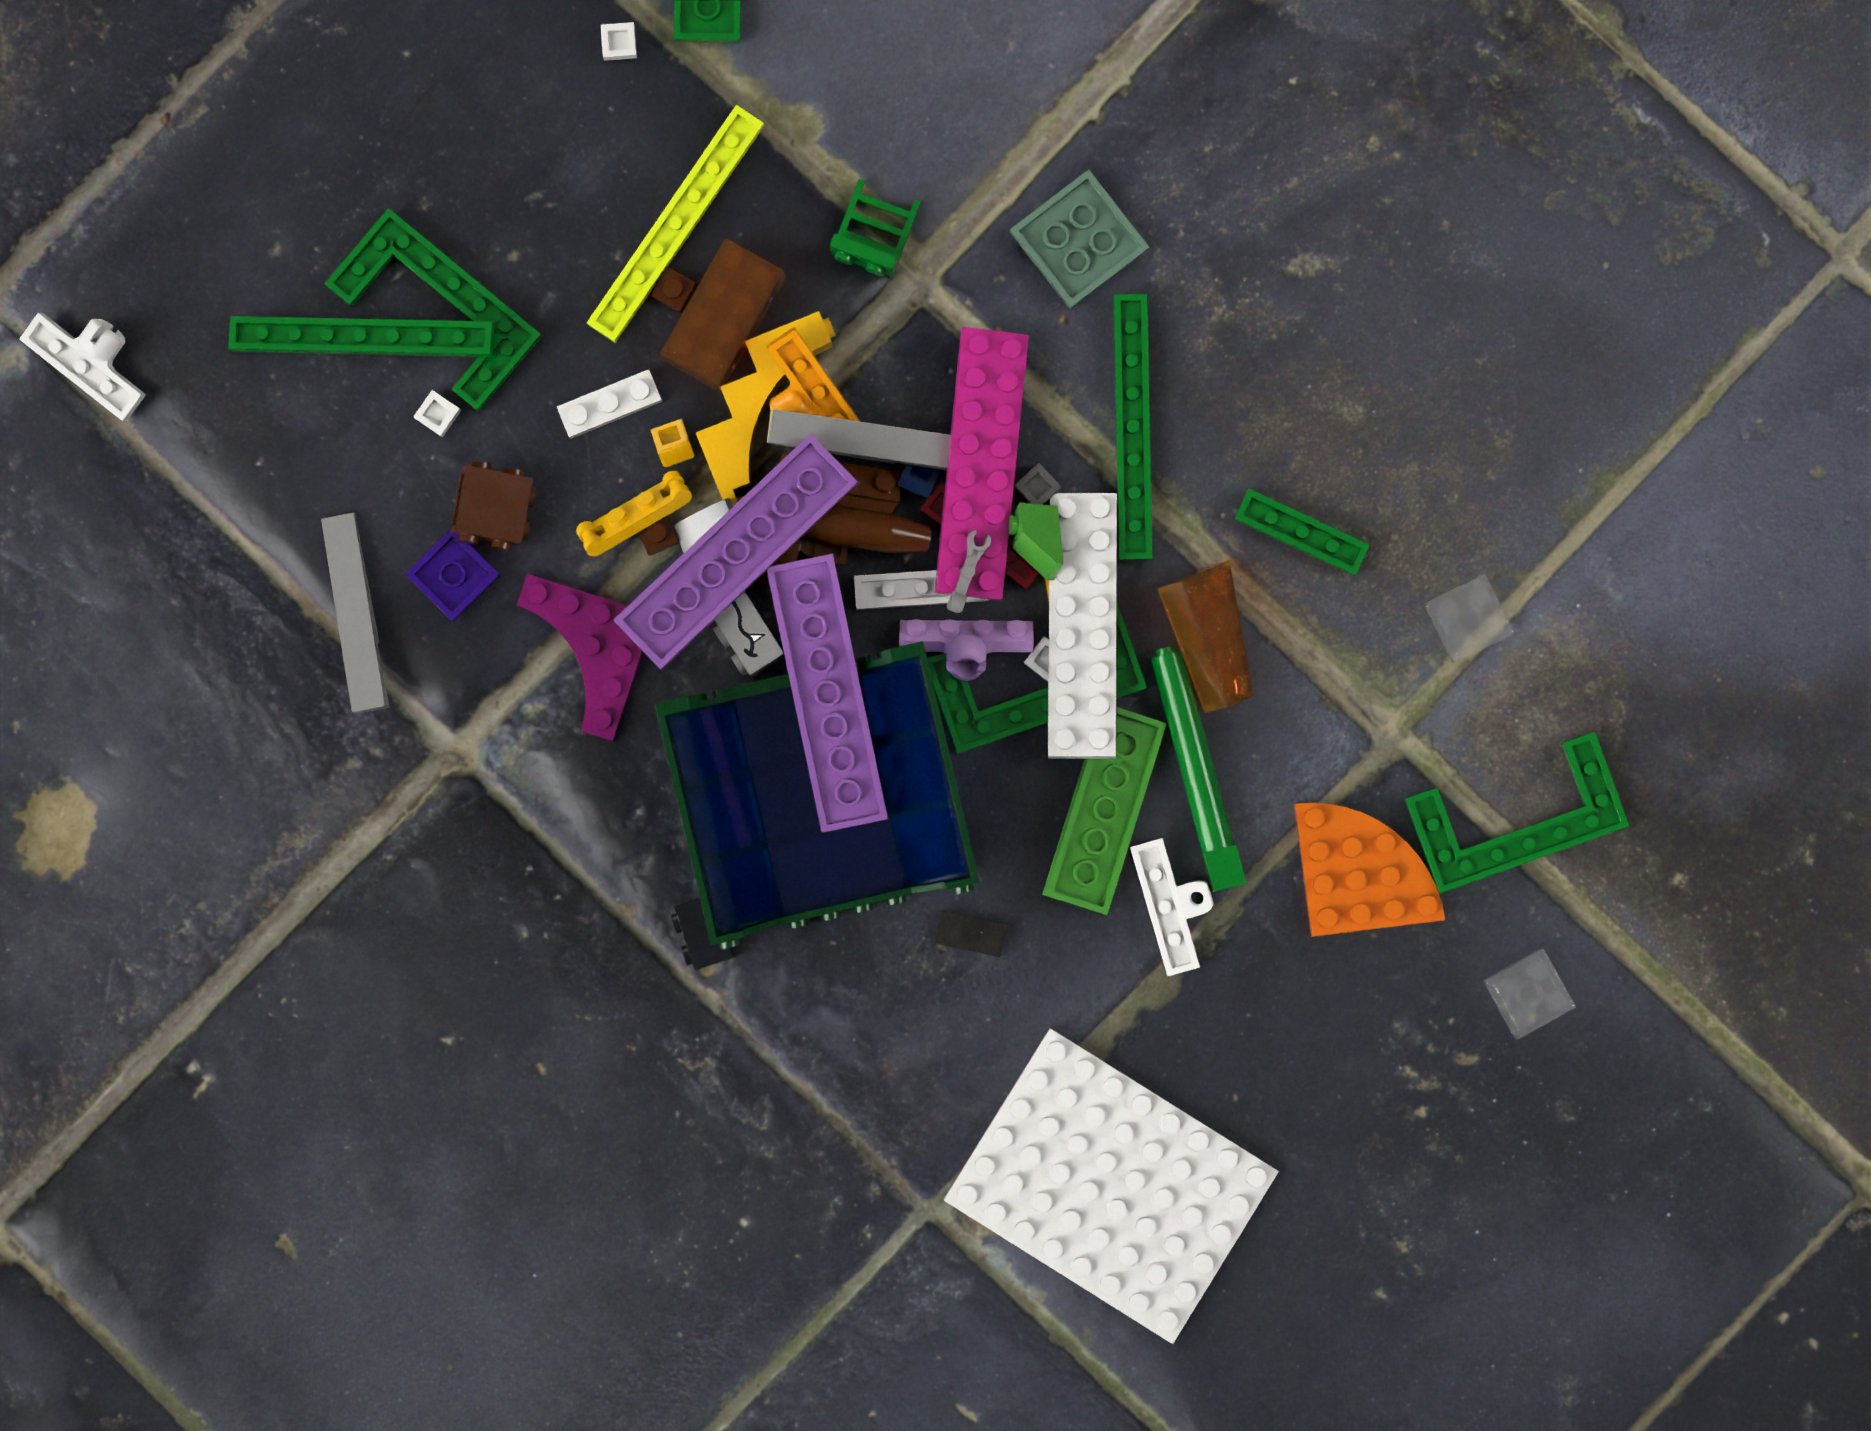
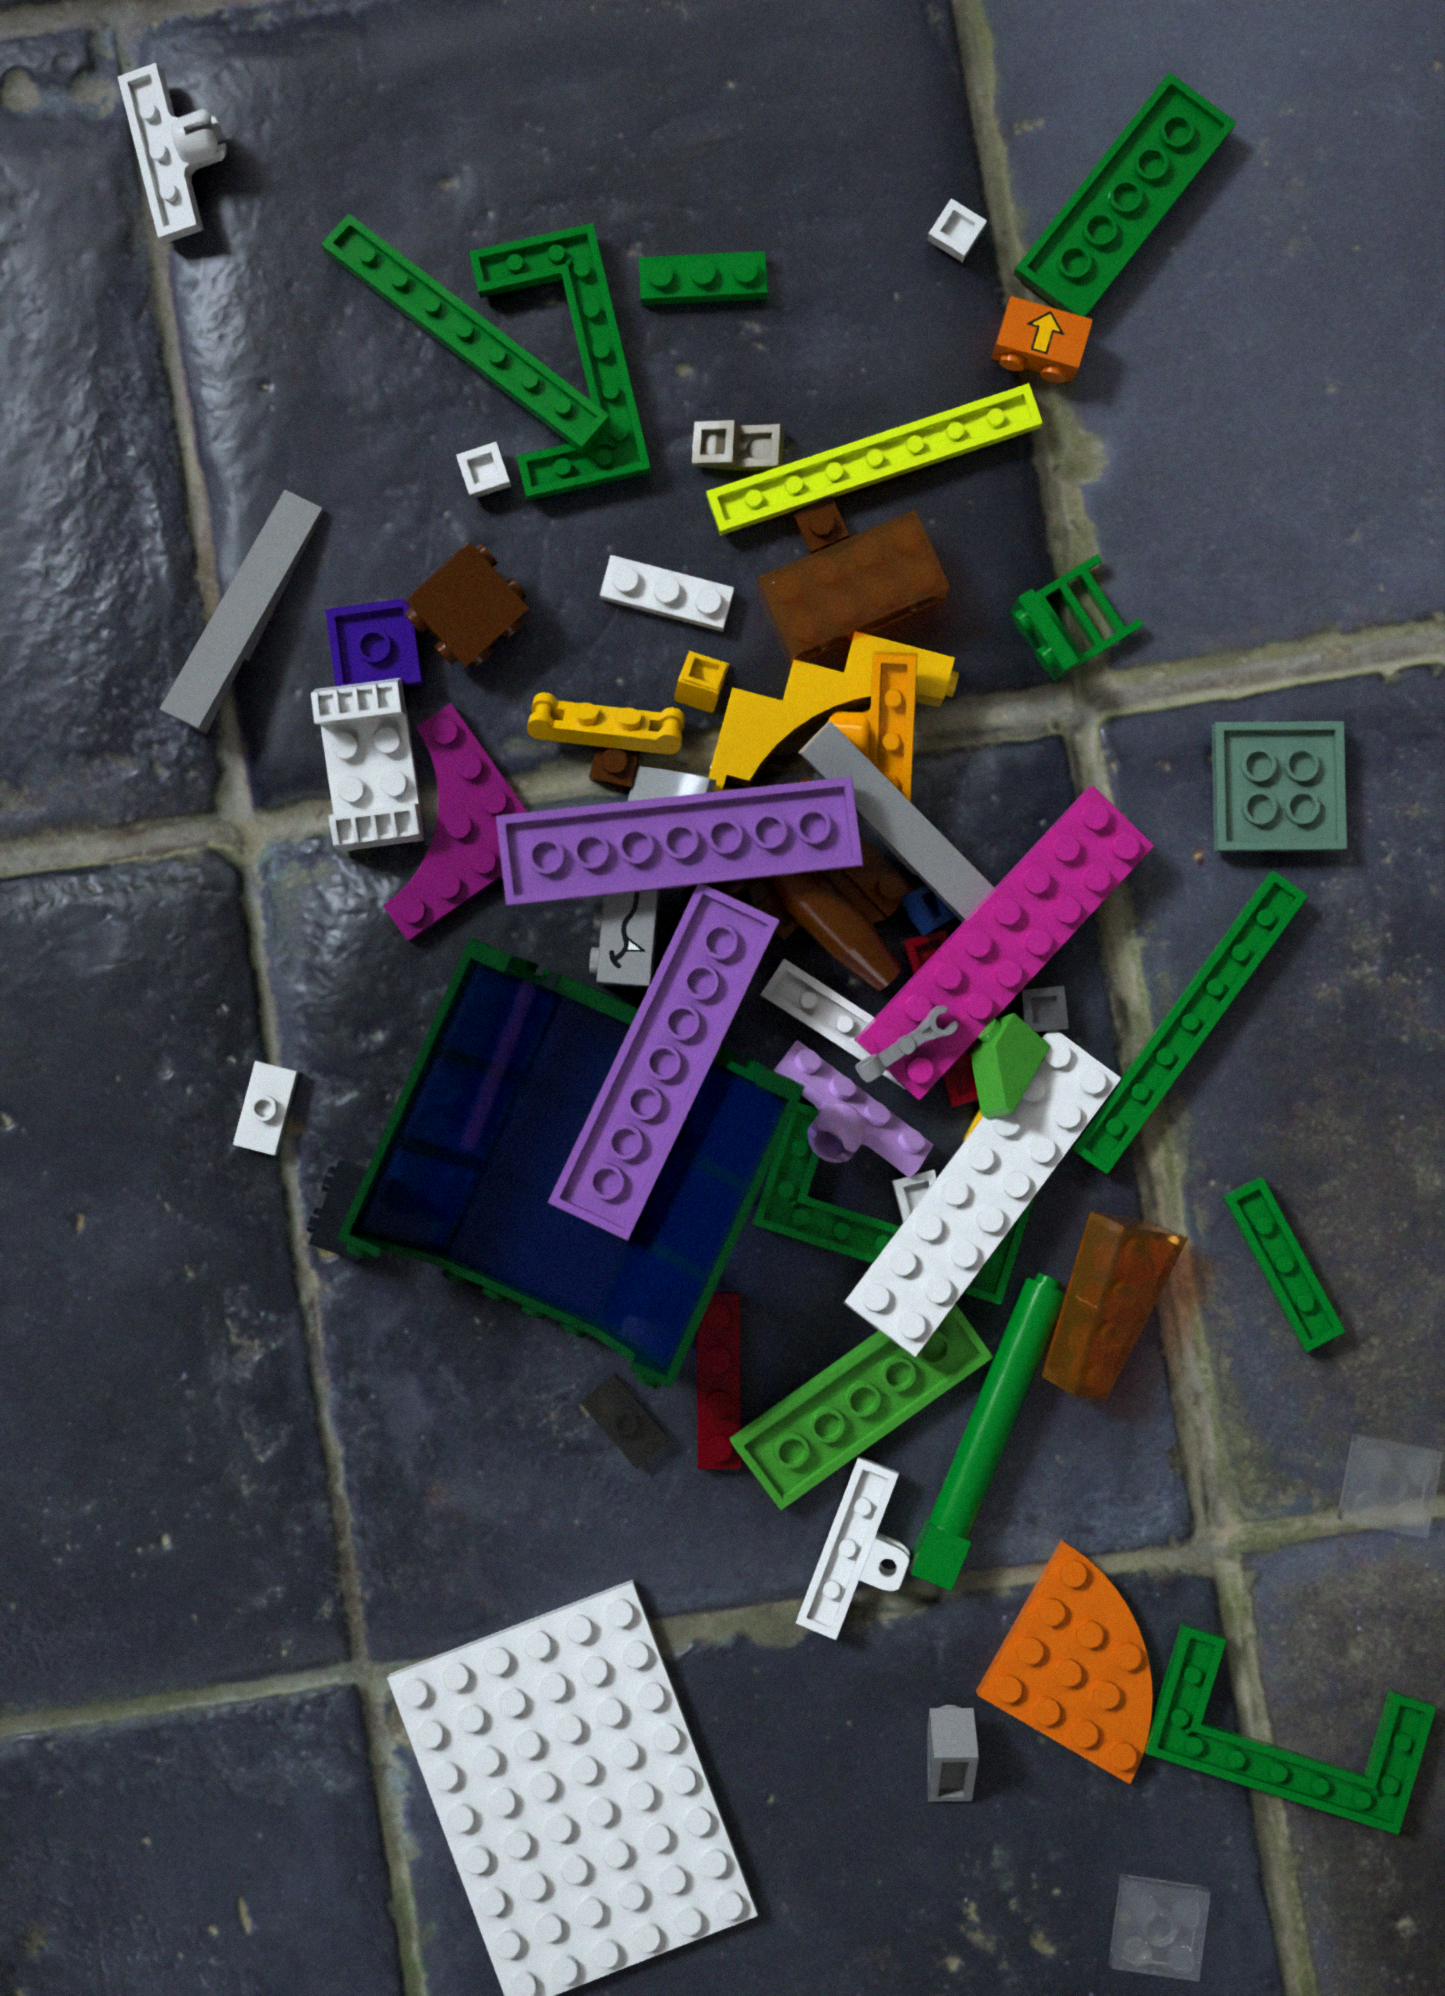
camera: 30 degrees right, 0 degrees up
(482, 189) = (703, 278): none -> green plate
(506, 649) = (369, 764): none -> white plate
(584, 279) = (737, 447): none -> dark tan slope
(603, 910) = (266, 1108): none -> white plate
(723, 72) = (1041, 340): none -> orange brick
(1010, 866) = (719, 1382): none -> dark red plate
(1323, 984) = (951, 1754): none -> light grey slope

